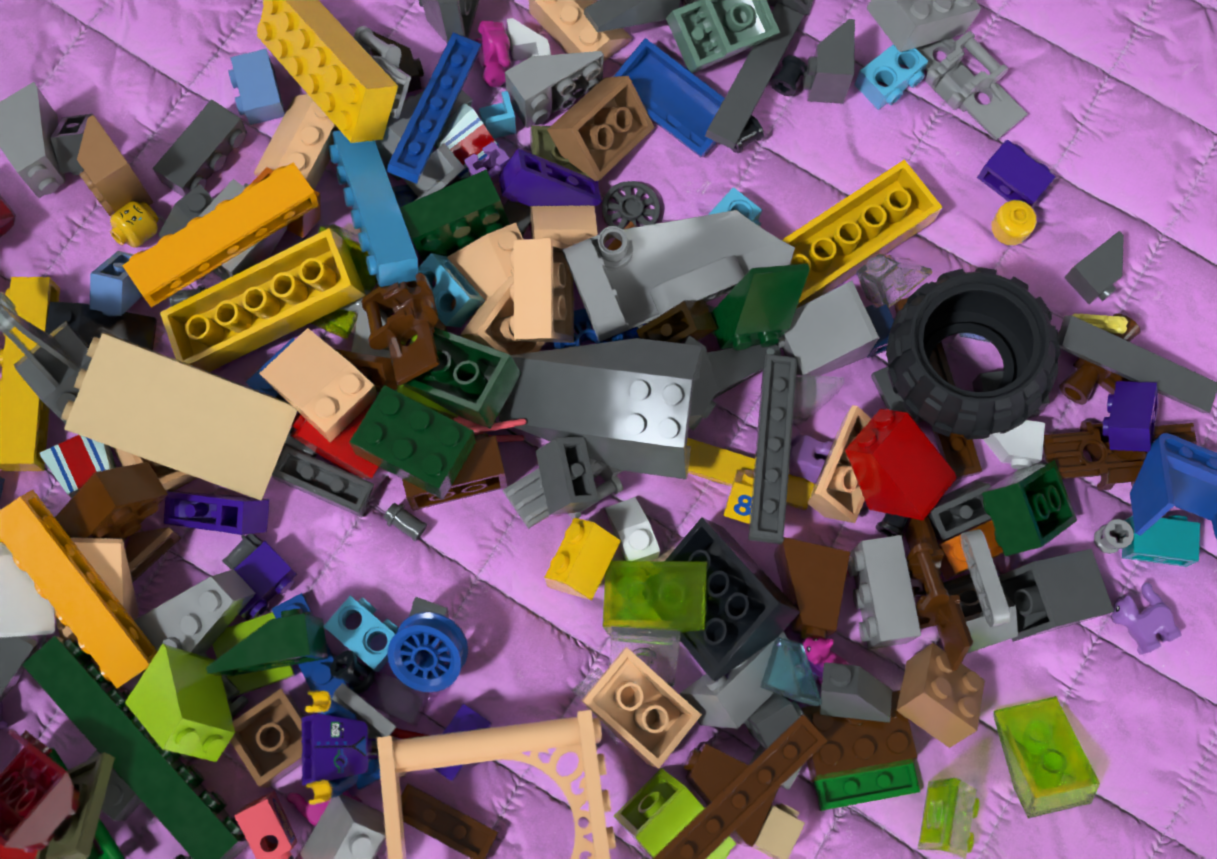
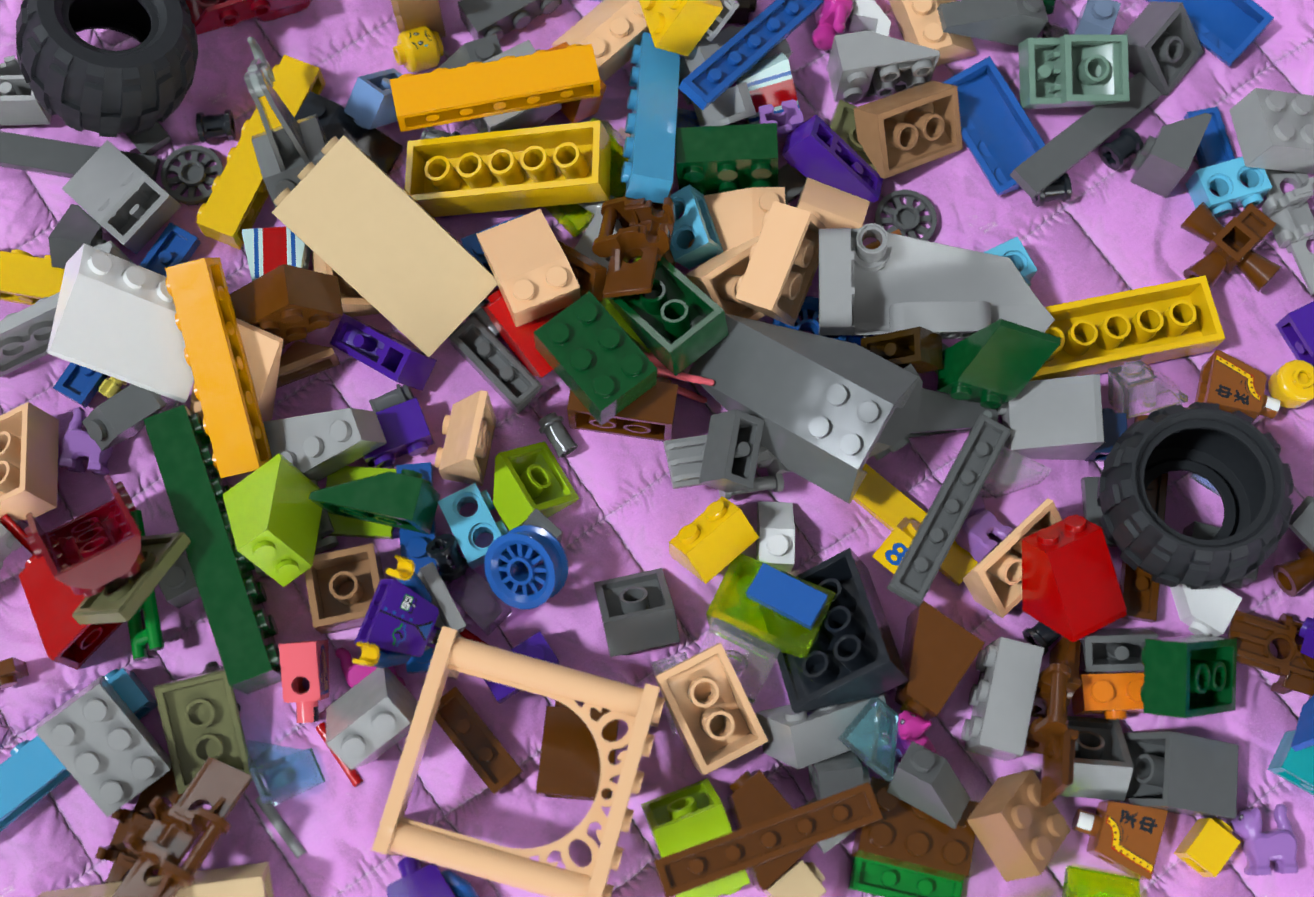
camera: 25 degrees right, 0 degrees up
(327, 560) = (467, 440): none -> light nougat slope
(397, 575) = (527, 481): none -> lime slope
(499, 118) = (811, 81): medium azure panel -> none
(536, 801) = (570, 755): none -> reddish brown slope
(540, 649) = (637, 612): none -> dark grey slope
(666, 582) = (787, 596): none -> blue tile
(867, 43) = (1215, 142): none -> blue tile
(914, 124) = (1231, 245): none -> reddish brown brick
(966, 246) = (1235, 387): none -> dark orange torso
(985, 578) = (1113, 726): light grey beam -> none
(1029, 665) = (1123, 835): none -> dark orange torso
(1100, 644) = (1207, 846): none -> yellow brick
(1118, 529) = (1275, 737): light grey bush -> none

